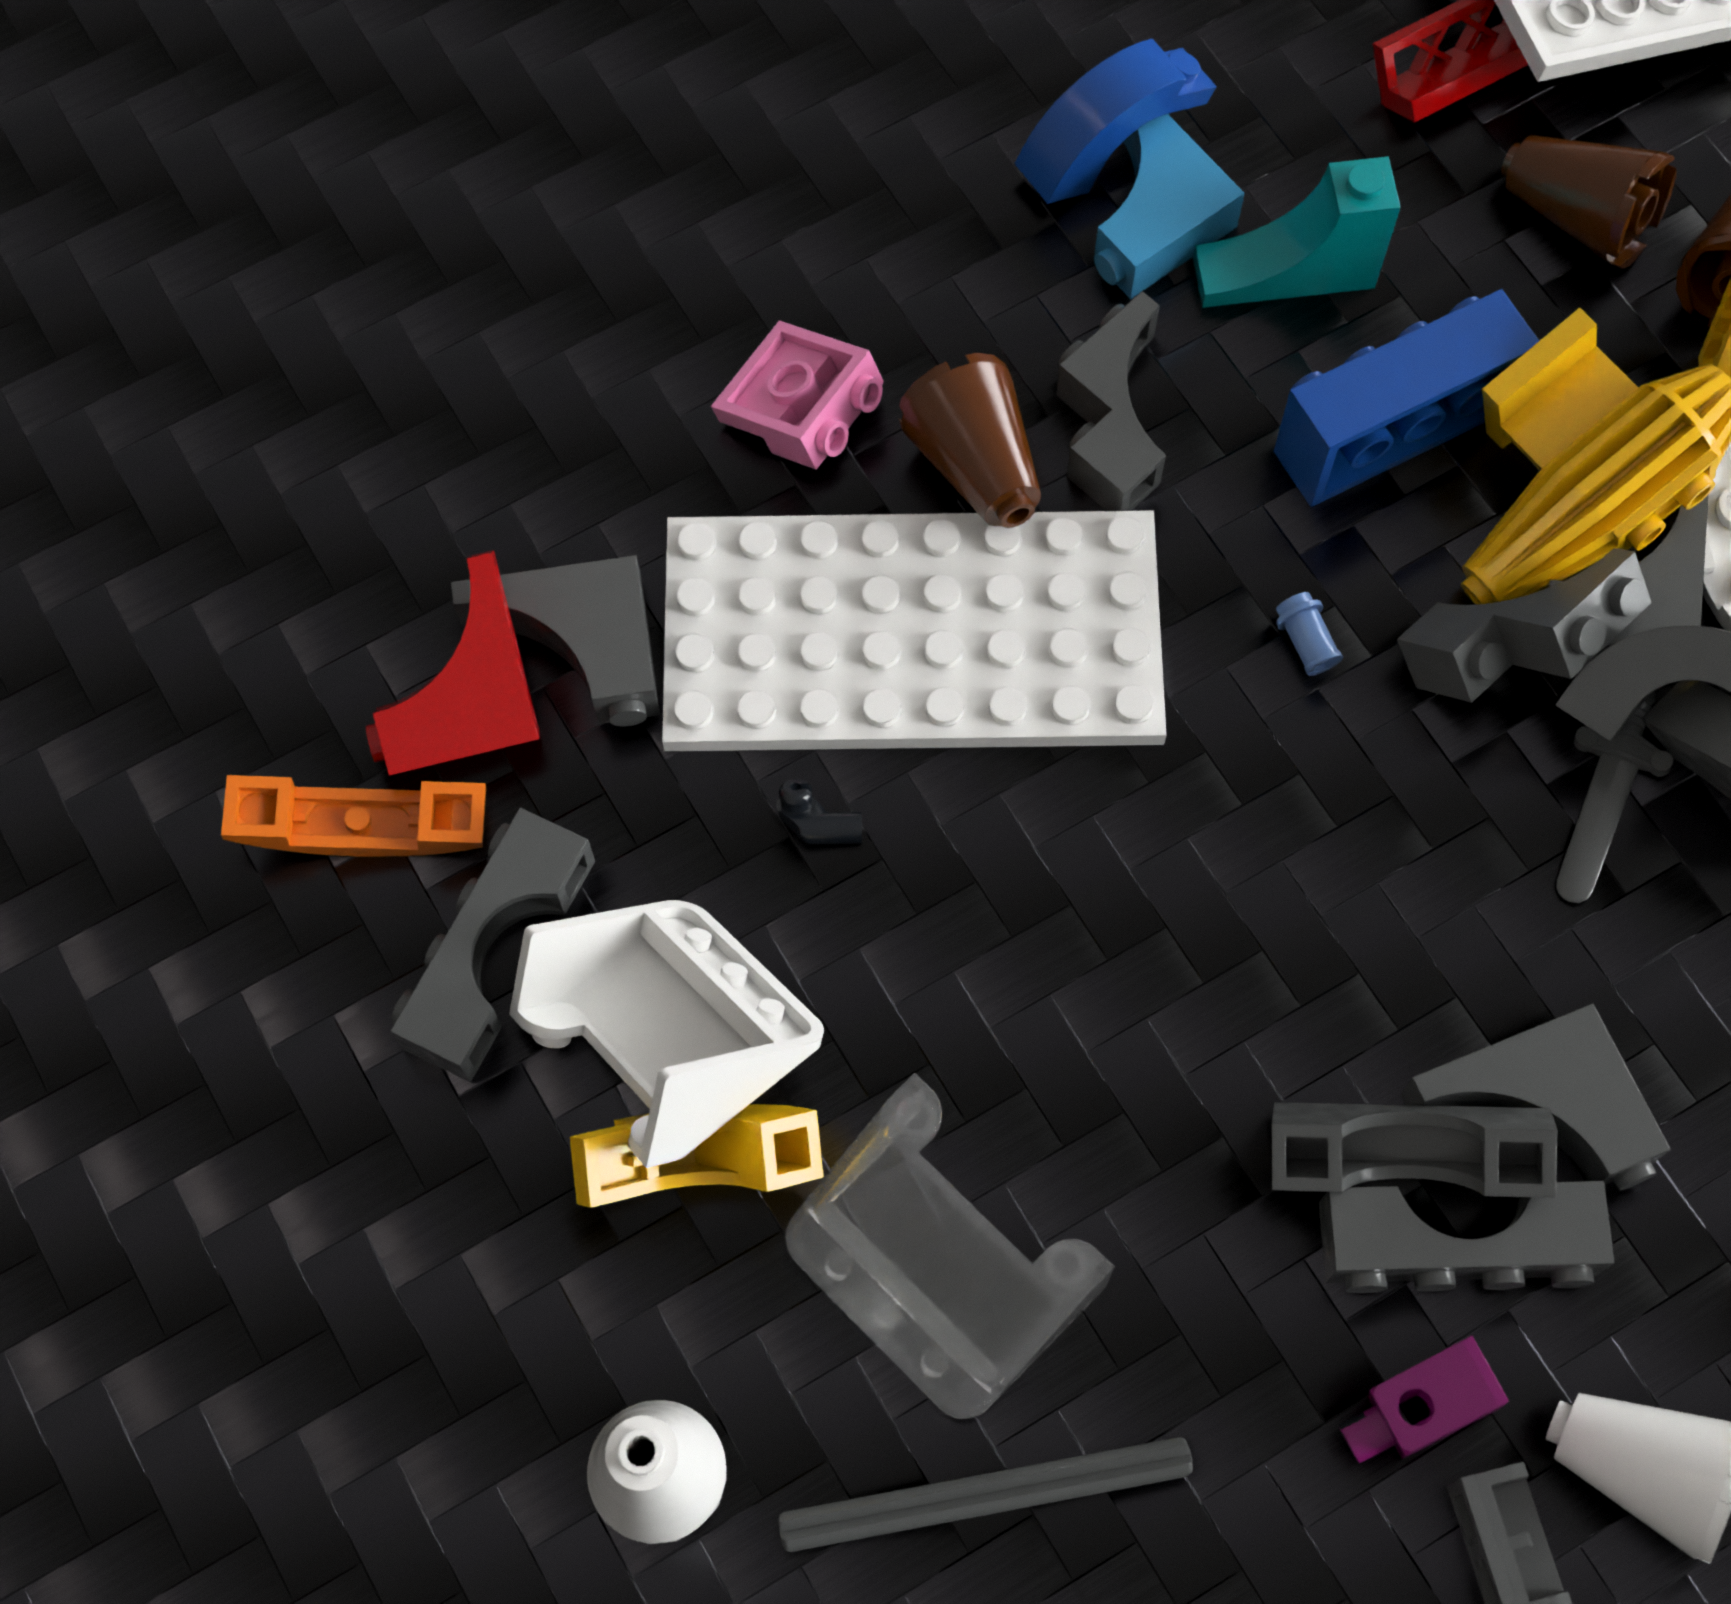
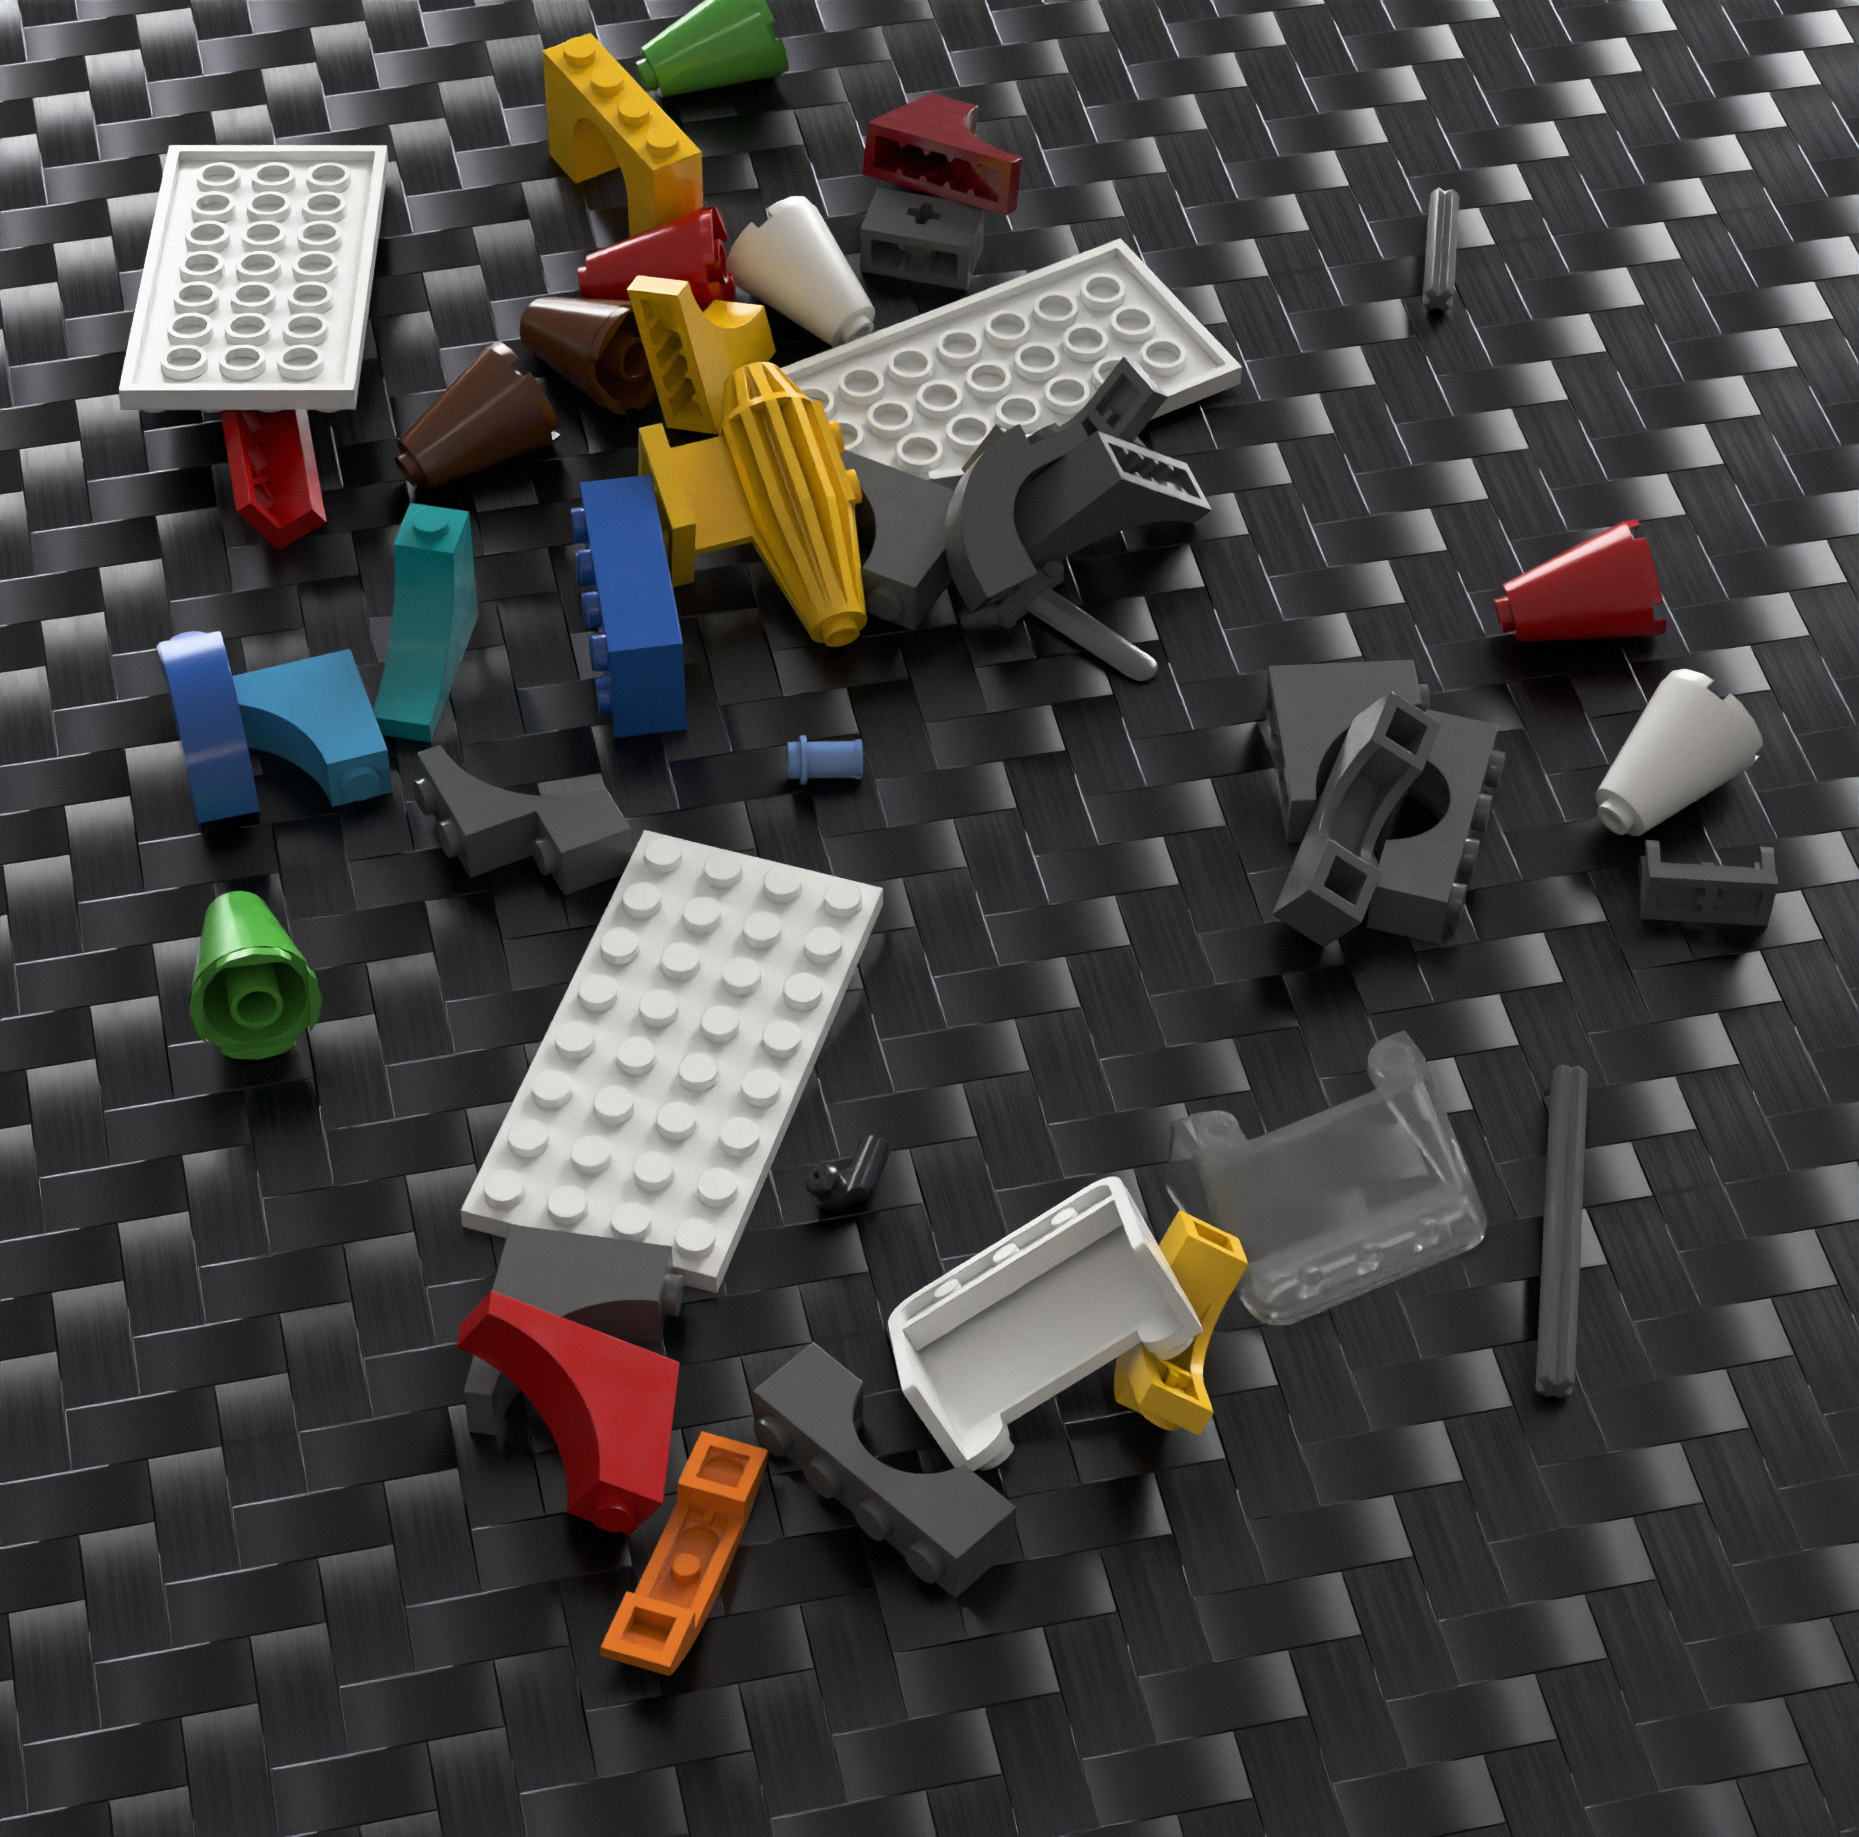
camera: 75 degrees left, 20 degrees down
(673, 1490) = (1470, 1456): white cone -> none
(801, 393) = (376, 1058): bright pink plate -> none
(848, 259) = (250, 981): none -> bright green cone
(975, 436) = (523, 918): reddish brown cone -> none
(1452, 1384) = (1577, 877): magenta torso -> none
(1551, 631) = (924, 567): dark grey arch -> none

